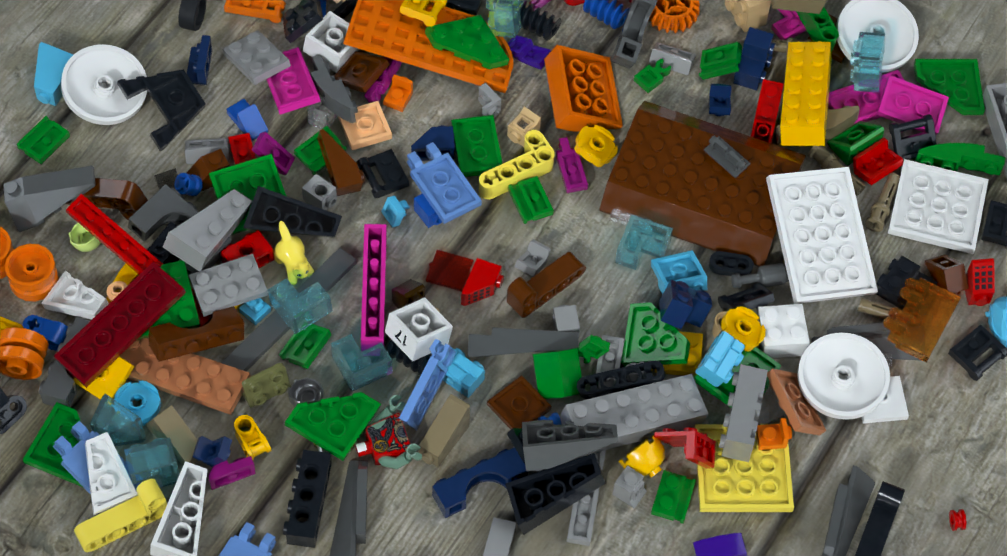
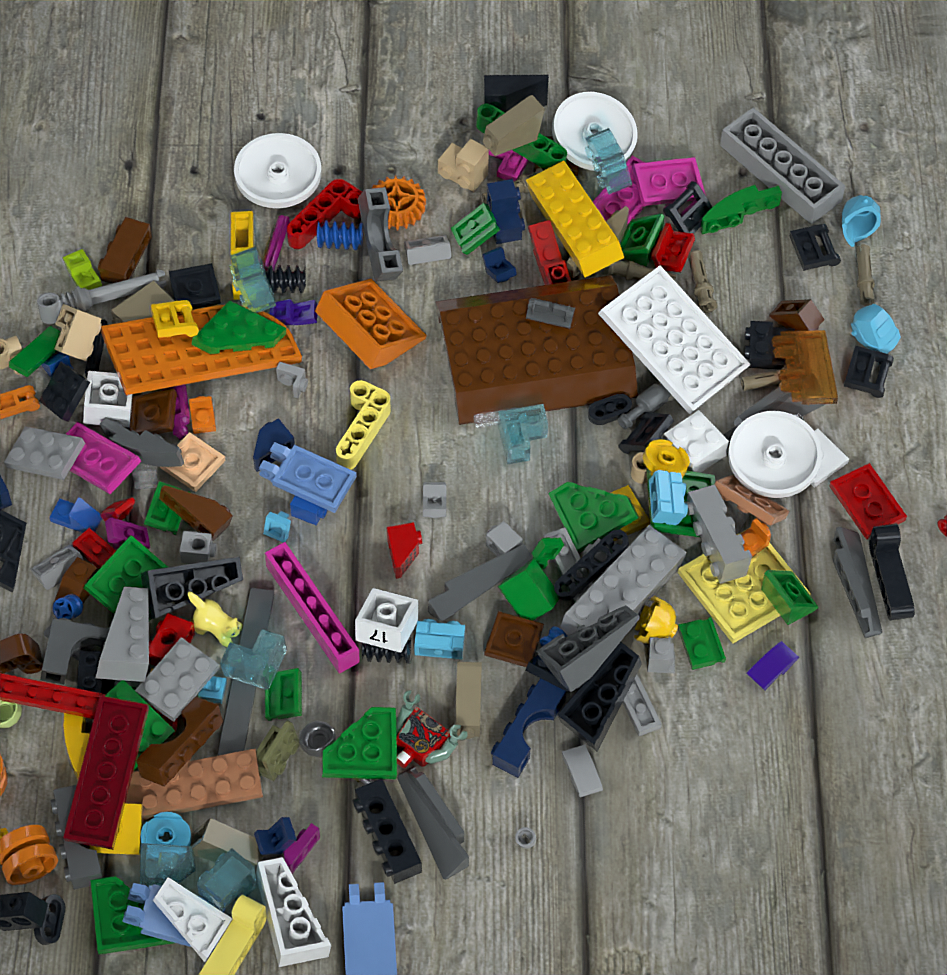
camera: 30 degrees left, 0 degrees up
(52, 330) = (35, 815): blue piece -> none
(74, 298) = (36, 775): white wing -> none
(117, 285) = (74, 749): light nougat plate -> none
(166, 178) = (41, 616): clear smoke slope -> none
(251, 441) = (300, 810): yellow piece -> none
(279, 132) = (119, 509): none -> red slope
(360, 367) = (347, 686): clear light blue brick -> none
(389, 171) = (244, 492): black plate -> none
(407, 293) = (349, 597): dark brown slope -> none
(427, 384) = (427, 637): medium blue tile -> none
(449, 270) = (364, 553): clear red piece -> none
(476, 144) = (310, 423): green plate -> none
(522, 124) = (339, 384): tan window -> none
(530, 199) = (393, 448): green plate -> none
(530, 295) = (456, 531): reddish brown beam -> none
(570, 167) = (408, 398): magenta hinge -> none
(597, 155) = (425, 373): yellow plate -> none
(651, 77) = (422, 276): green plate -> none
(679, 267) = (573, 443): medium azure plate -> none
(683, 305) = (599, 467): dark blue brick -> none
(697, 446) = (699, 583): red bracket -> none
(772, 497) = (787, 595): none -> green slope
(901, 458) = (867, 499): none -> red plate
(938, 206) = (749, 260): white plate -> none
(953, 78) = (687, 139): green plate -> none
(980, 282) = (832, 308): red slope -> none

